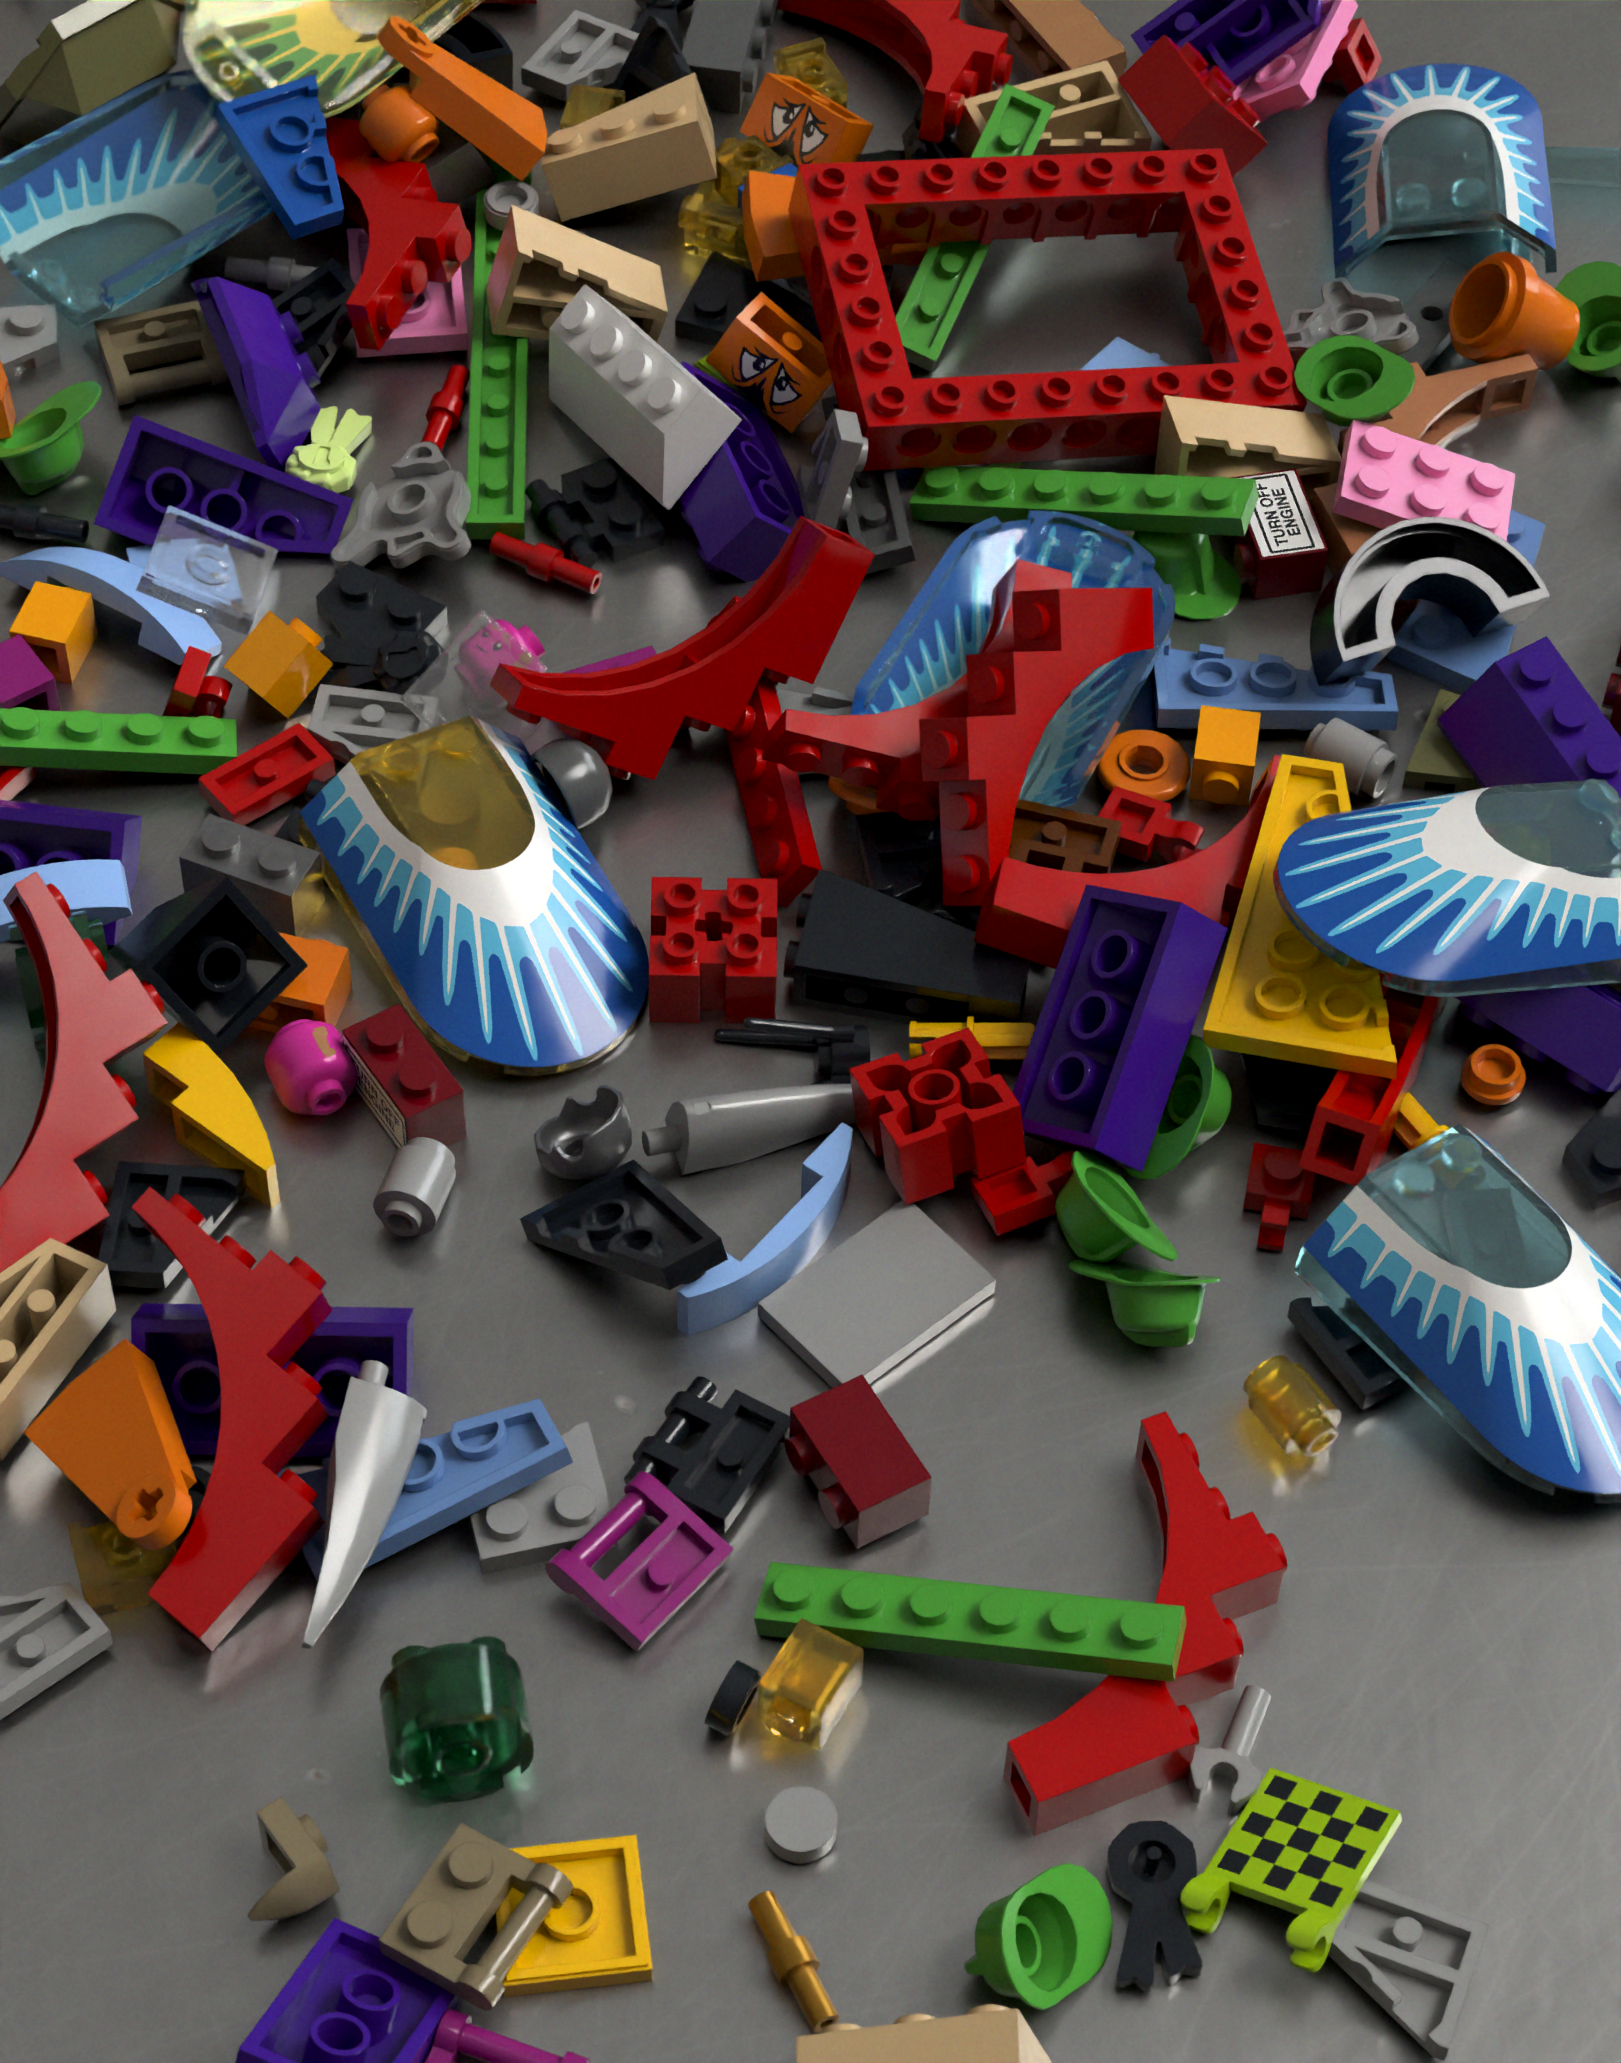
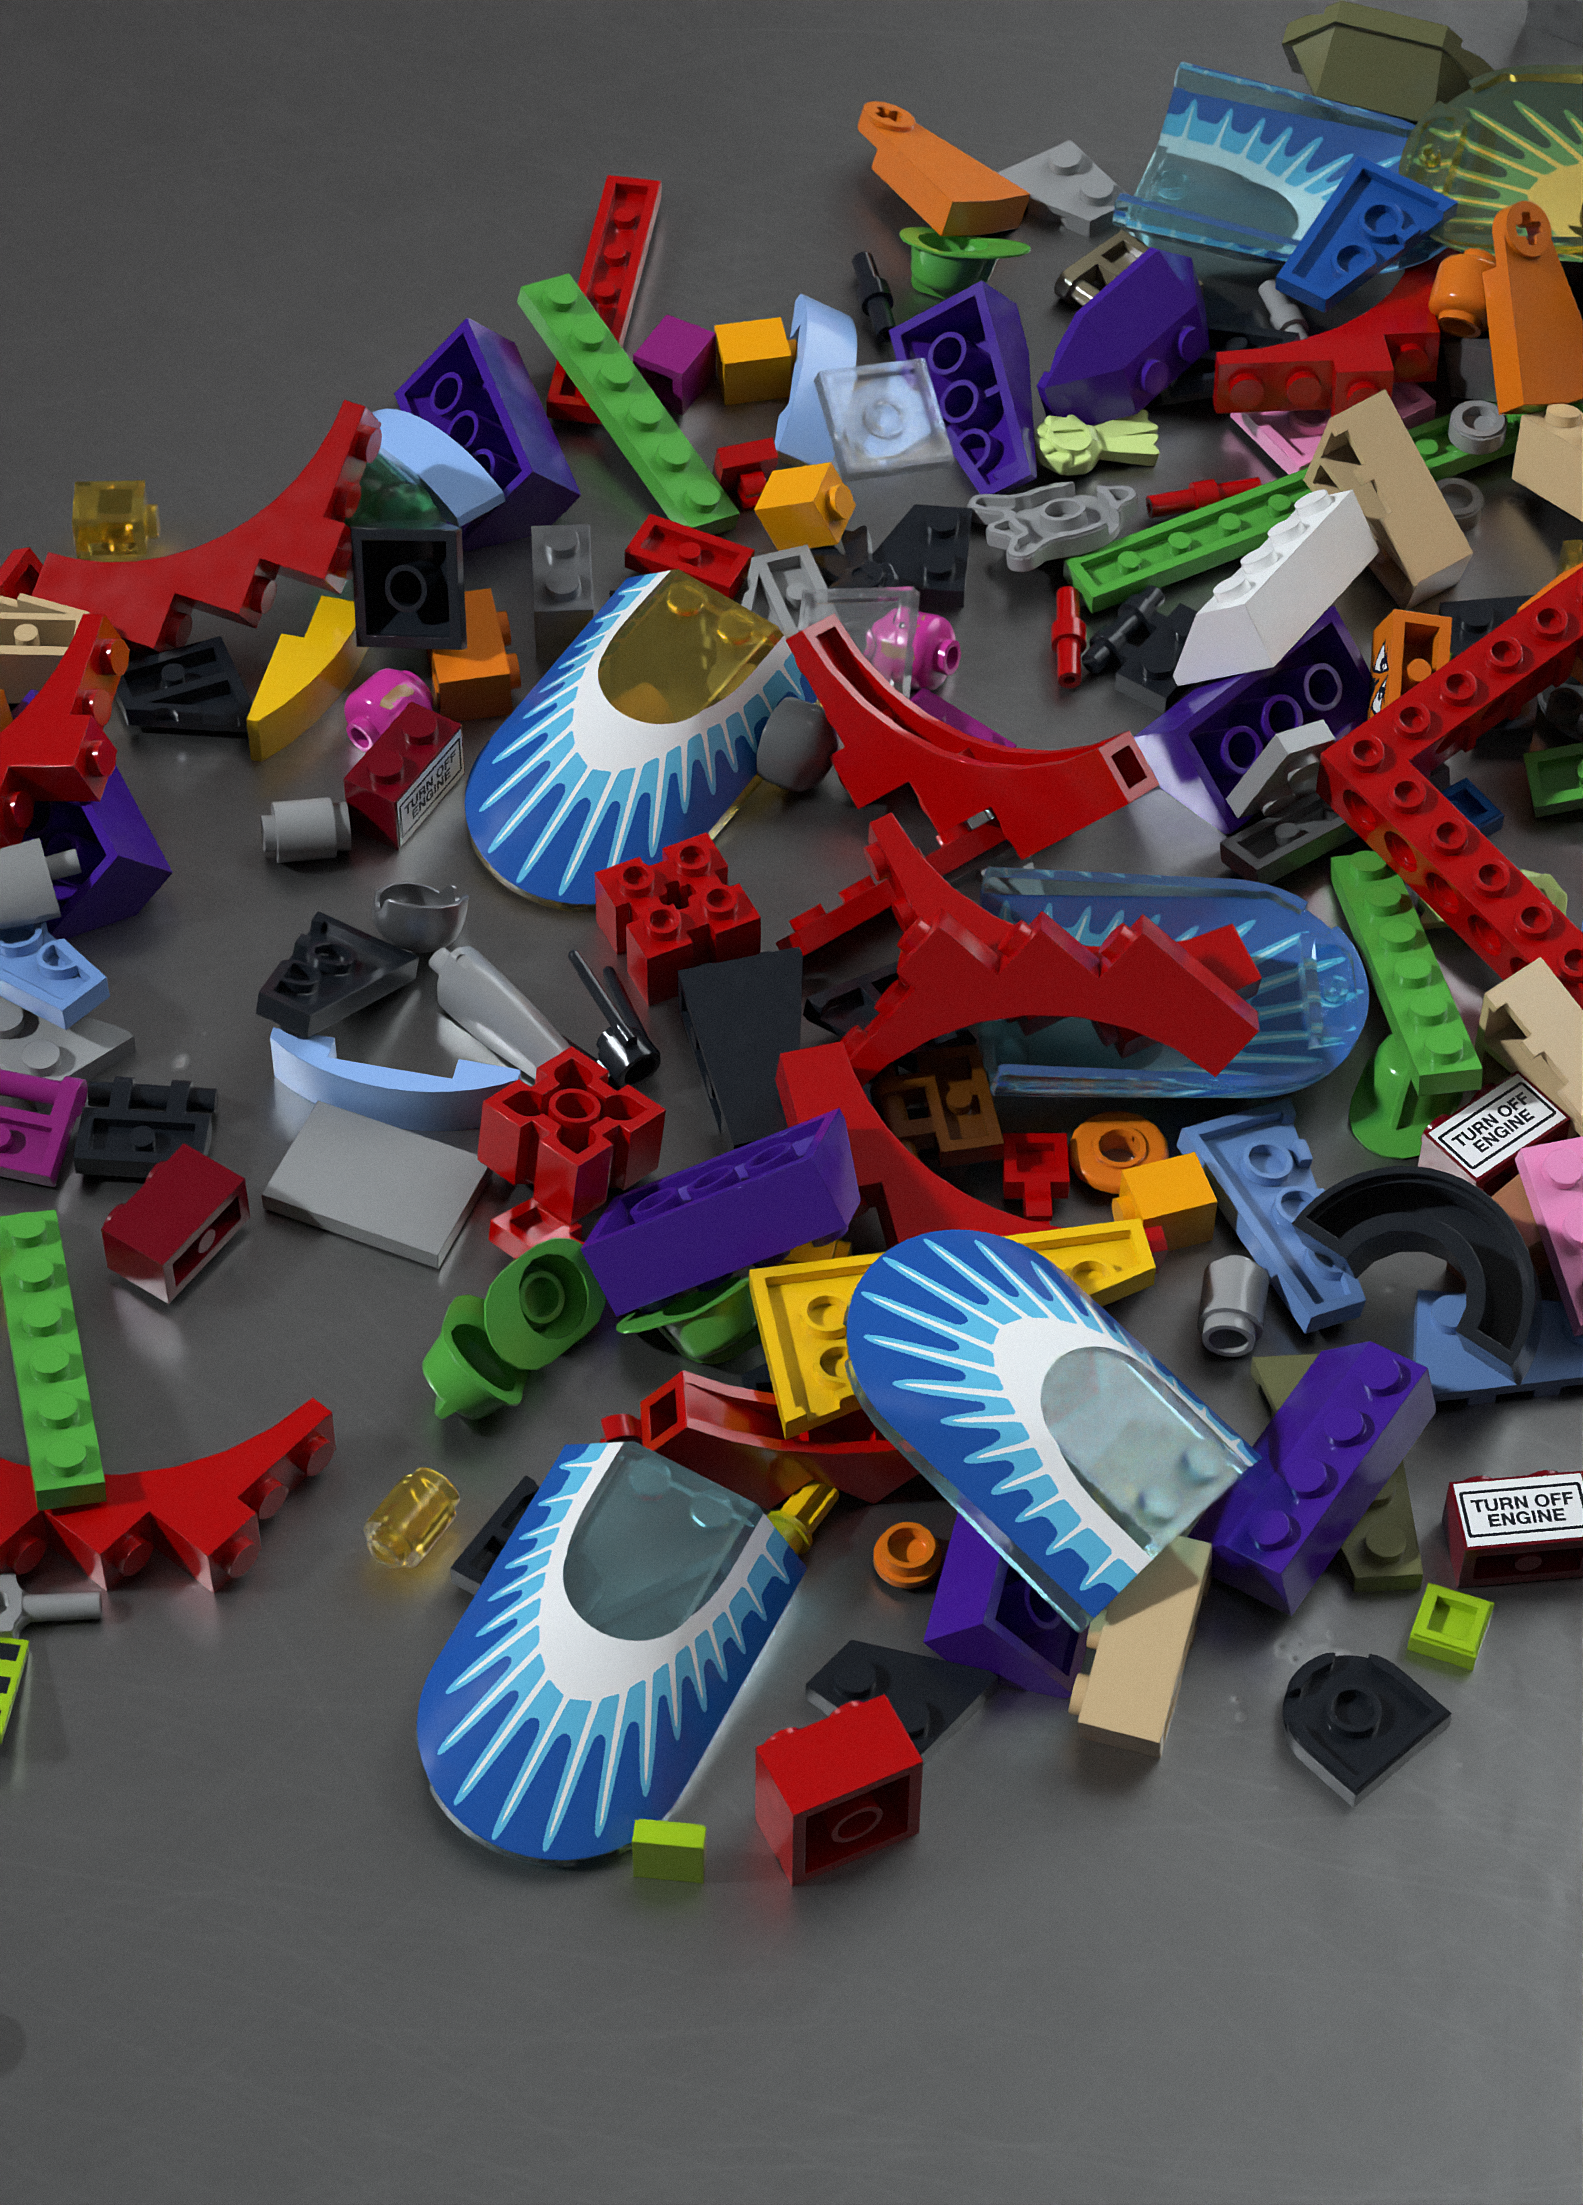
camera: 65 degrees right, 0 degrees up
(997, 1039) = (692, 1135): yellow axle -> none

